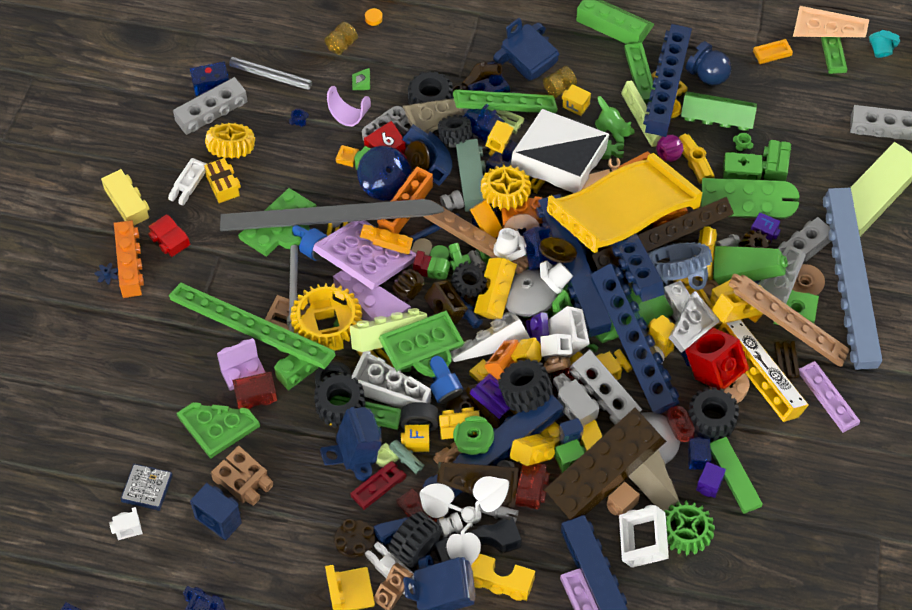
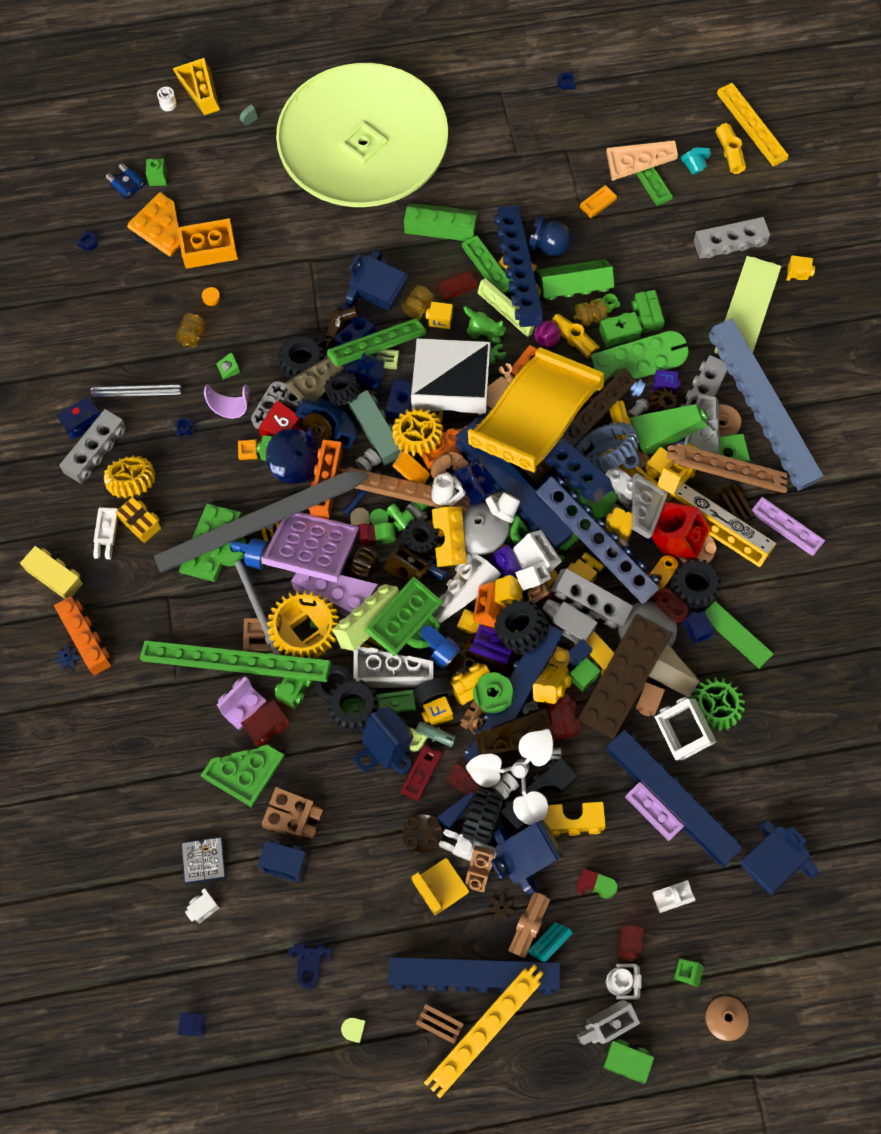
camera: 20 degrees left, 10 degrees up
(168, 235) = (111, 596): red brick -> none
(387, 239) = (325, 523): light orange hinge -> none
(499, 137) = (388, 382): yellow brick -> none
(558, 250) = (496, 480): dark brown dish -> none
(605, 80) = (457, 285): none -> clear red plate
(686, 392) = (665, 572): none -> yellow plate
(710, 480) = (719, 649): dark purple brick -> none
(720, 143) = (590, 312): none -> clear yellow wheel
(735, 223) = (637, 387): none -> light blue plate

